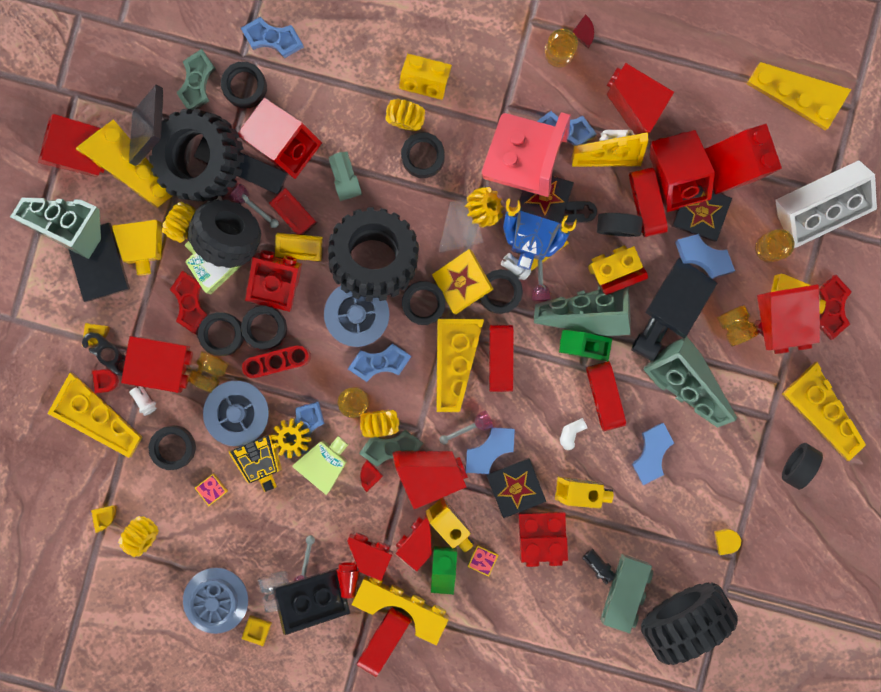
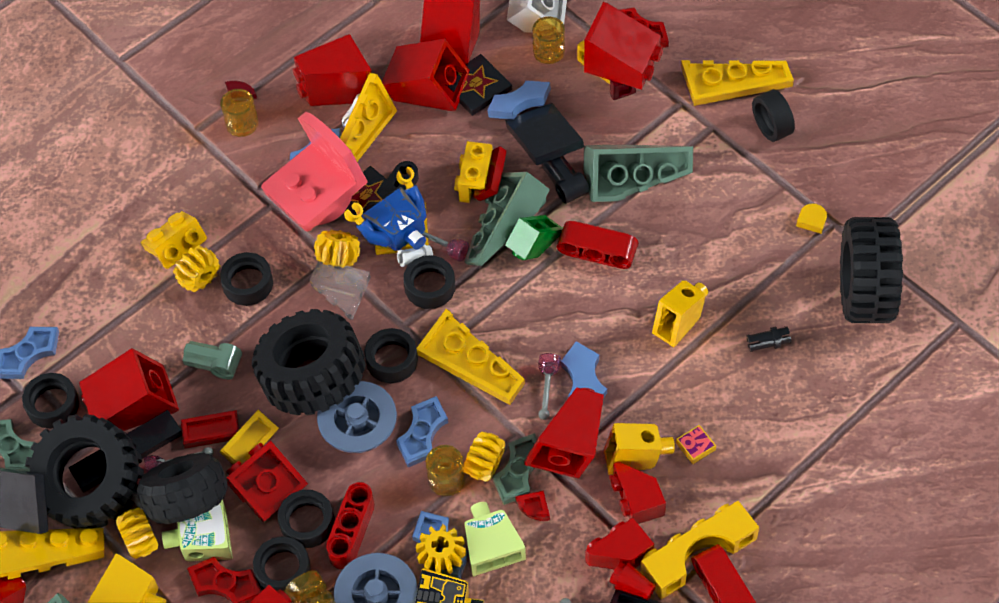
camera: 55 degrees left, 30 degrees down
(444, 570) = (683, 483): green slope -> none
(462, 281) = (395, 304): yellow tile -> none
(501, 358) = (496, 315): red beam -> none
(516, 488) = (638, 374): black tile -> none
(543, 538) = (707, 375): red plate -> none
(569, 433) = (615, 297): white arm -> none
(619, 224) = (438, 146): black tyre -> none
(626, 593) = (812, 327): sand green brick -> none
(648, 201) = (435, 118): red beam -> none
(649, 463) = (675, 230): medium blue tile -> none
(738, 325) = (603, 103): clear yellow wheel -> none

